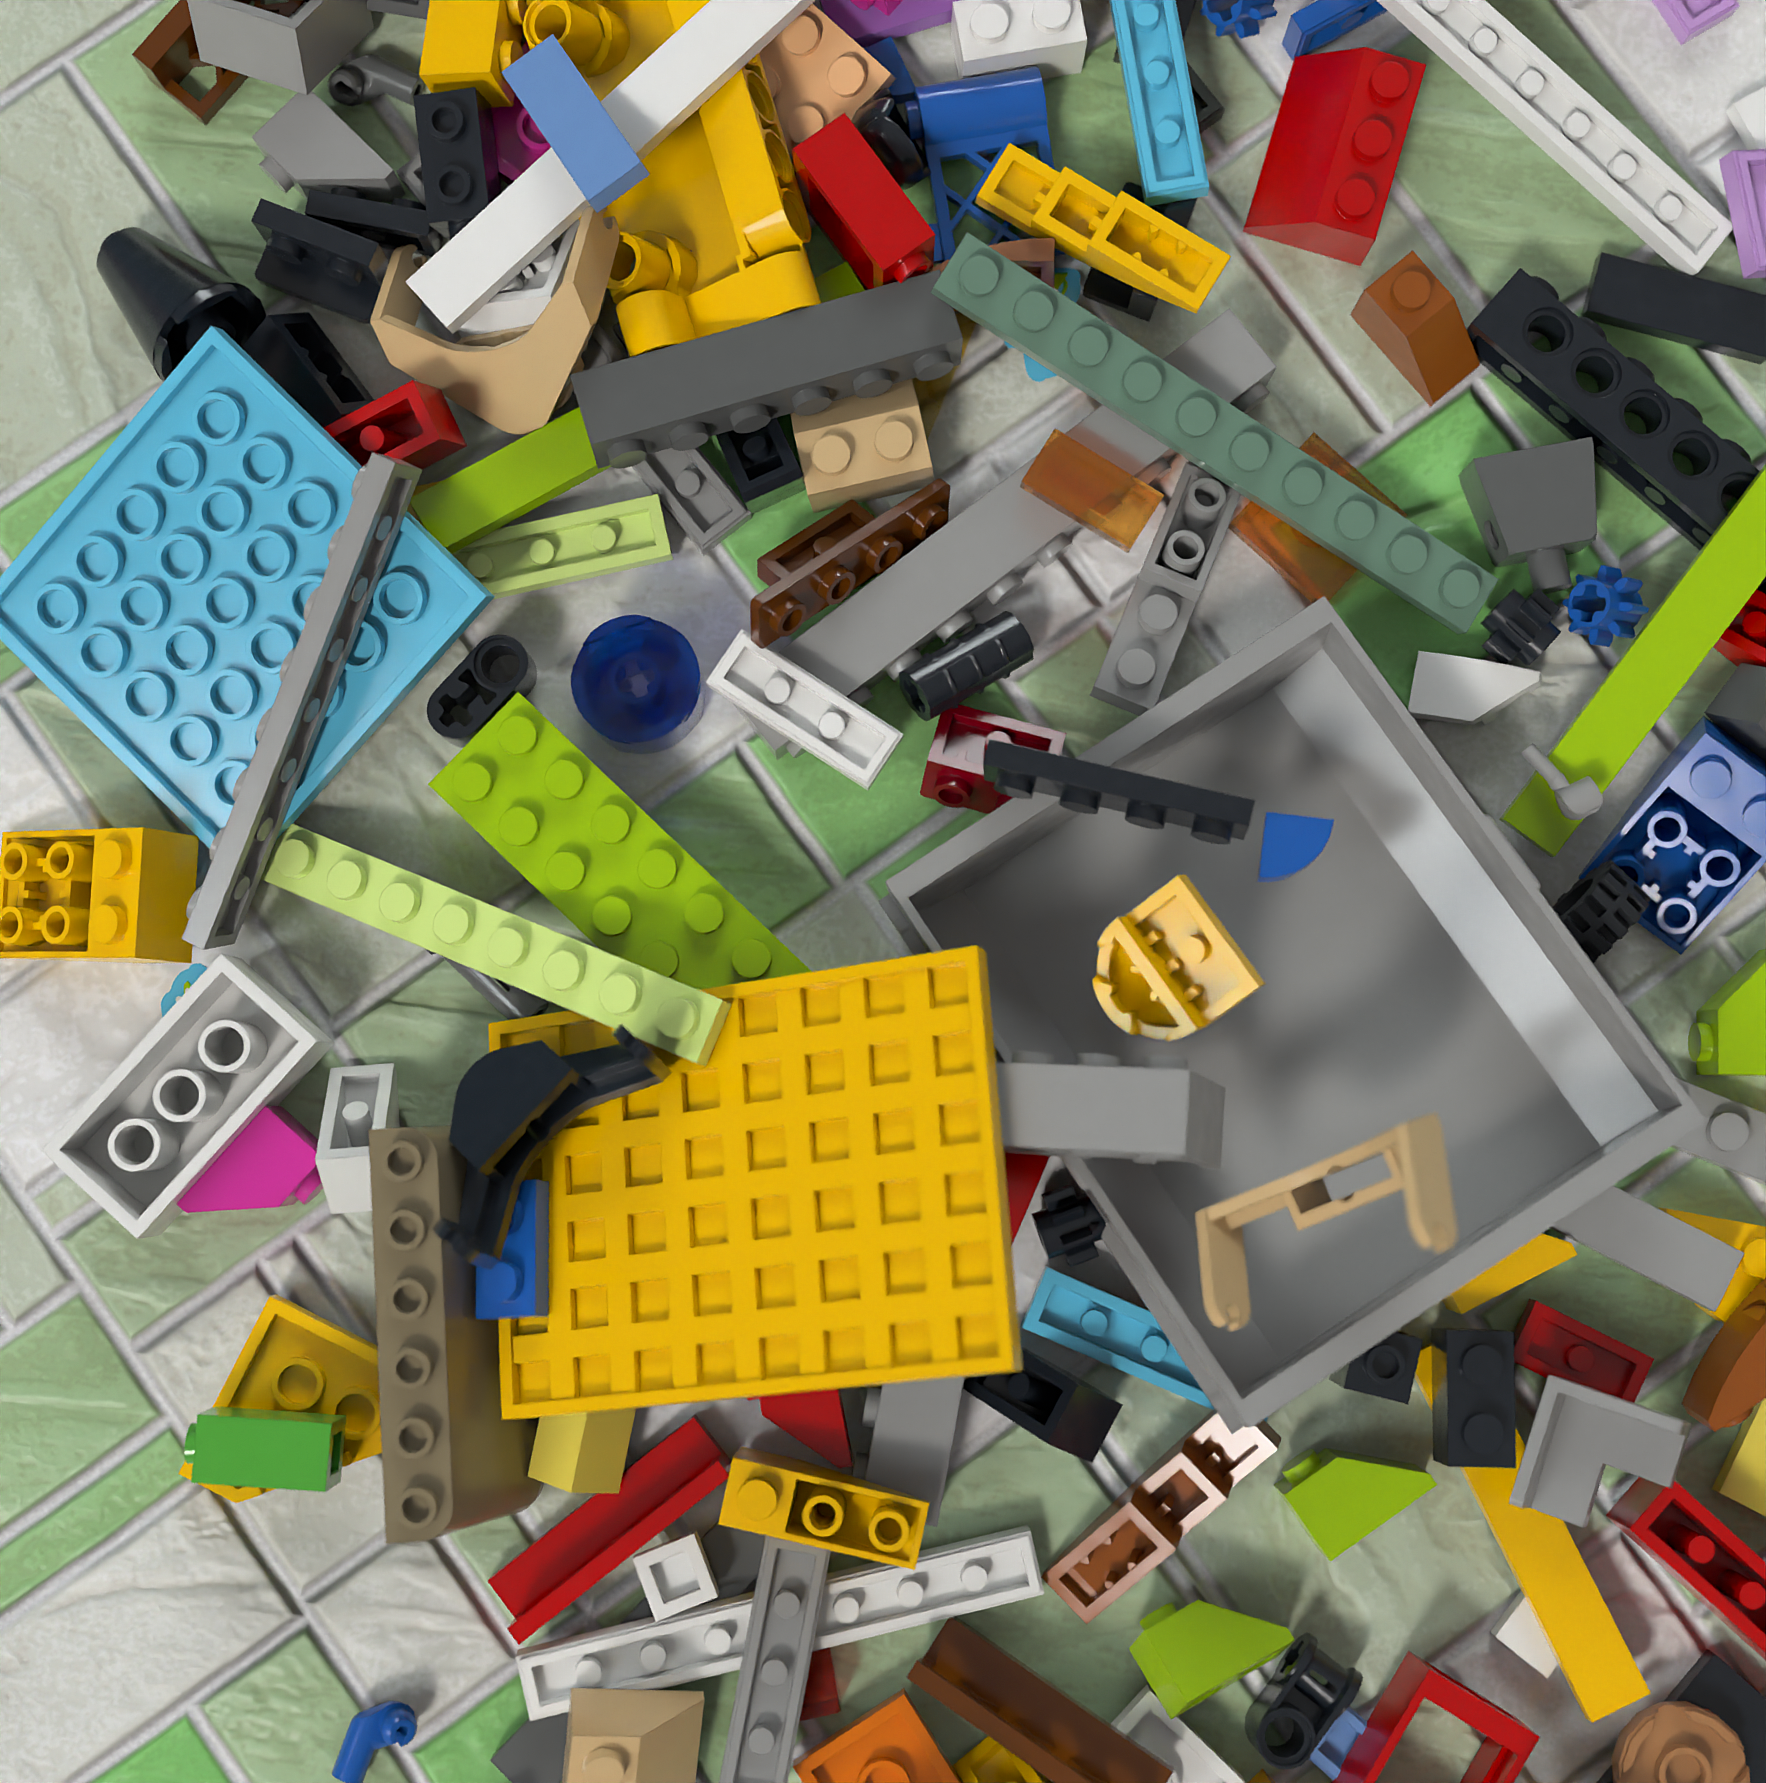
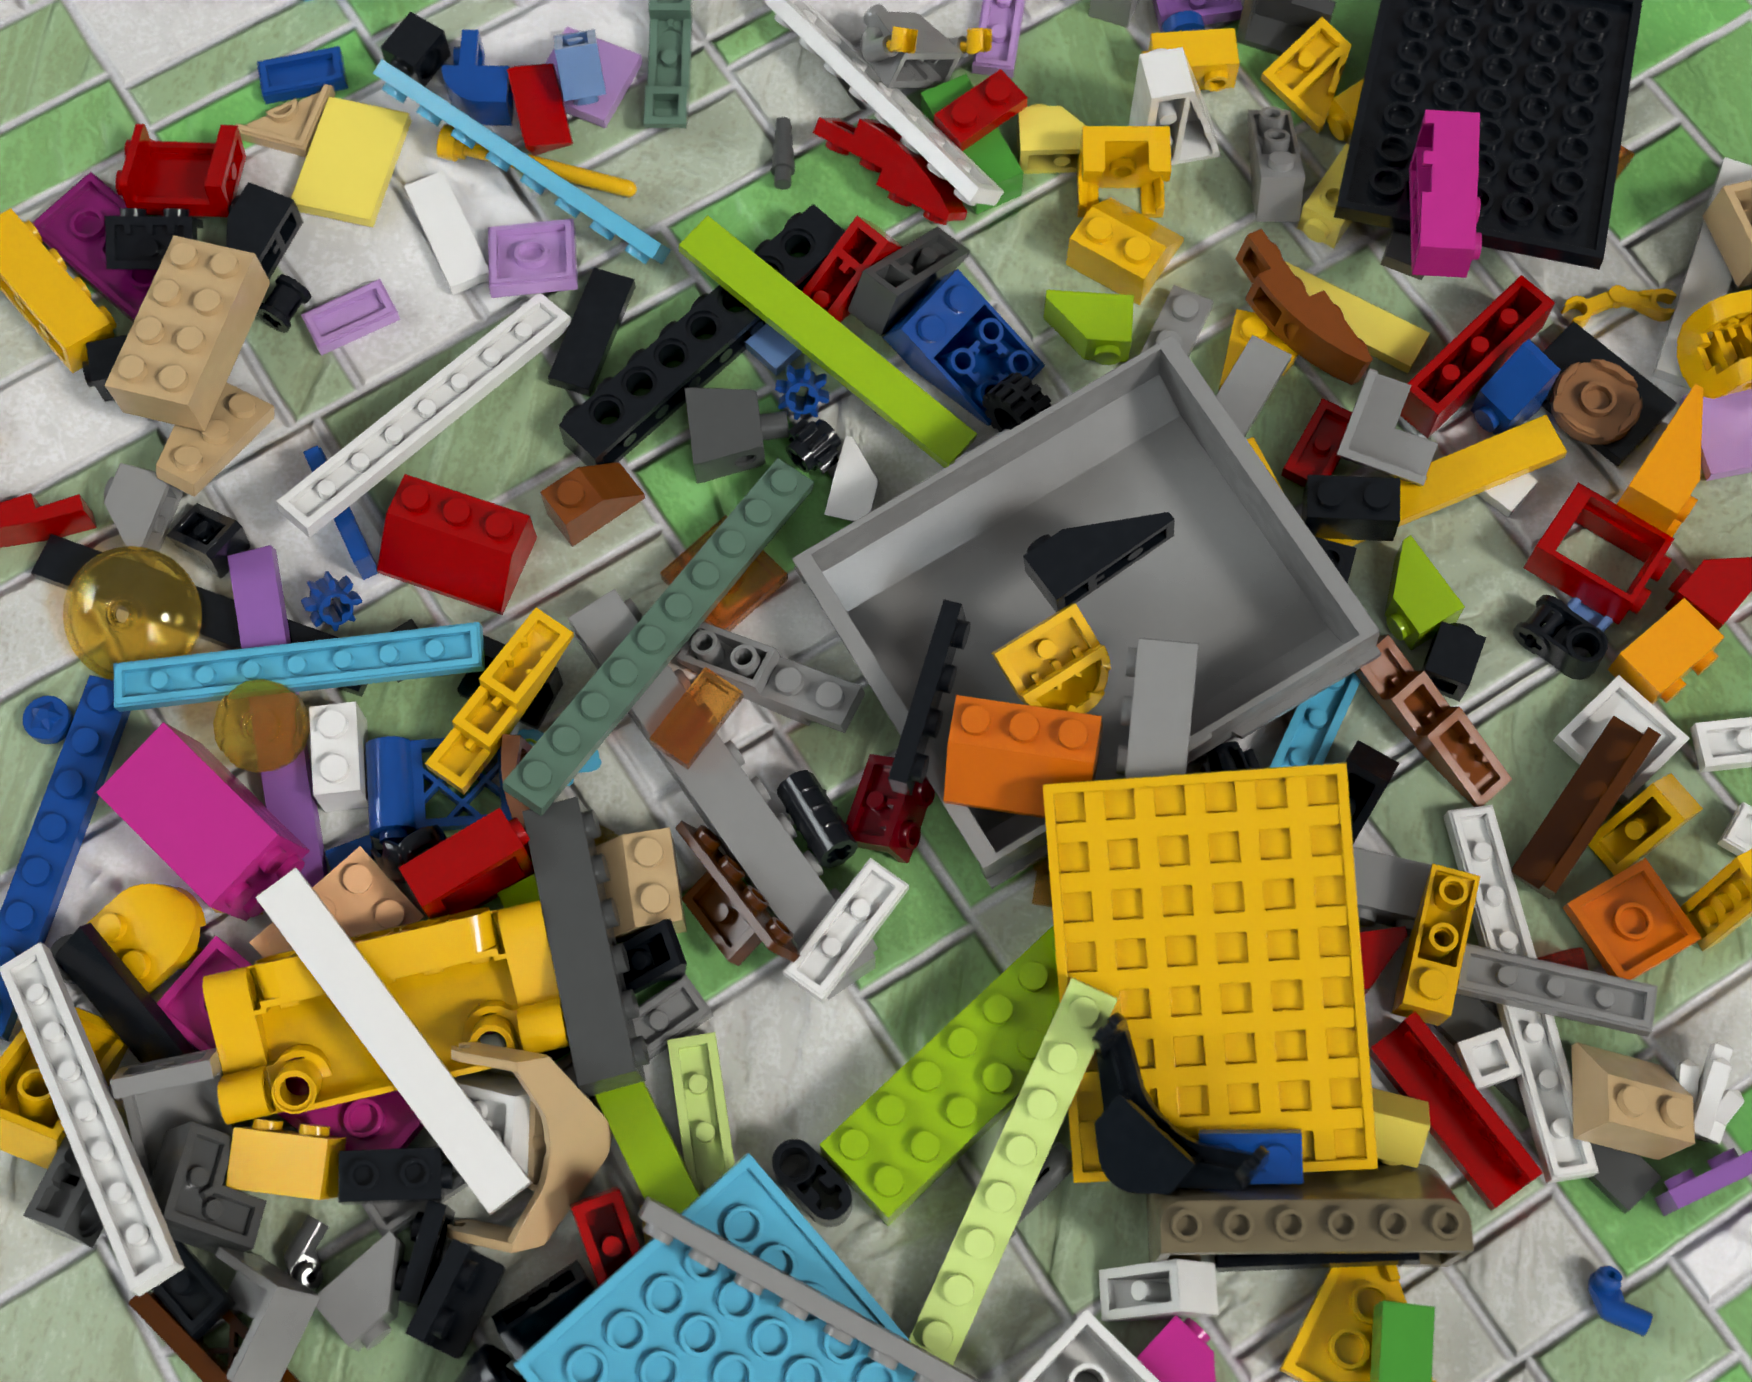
camera: 85 degrees left, 15 degrees down
(575, 123) = (384, 1065): medium blue tile -> none
(603, 682) = (836, 1037): clear blue brick -> none
(1036, 915) = (1008, 751): none -> orange slope
(1202, 1651) = (1529, 697): lime slope -> none
(1256, 1542) = (1453, 658): none -> black brick
(1290, 844) = (972, 585): blue tile -> none
(1334, 999) = (1088, 556): none -> black slope
(1418, 1167) = (1197, 498): tan piece -> none
(1573, 799) = (939, 415): light grey hand -> none
(1670, 559) = (772, 349): none -> medium blue tile
(1684, 1646) = (1515, 390): none -> blue slope

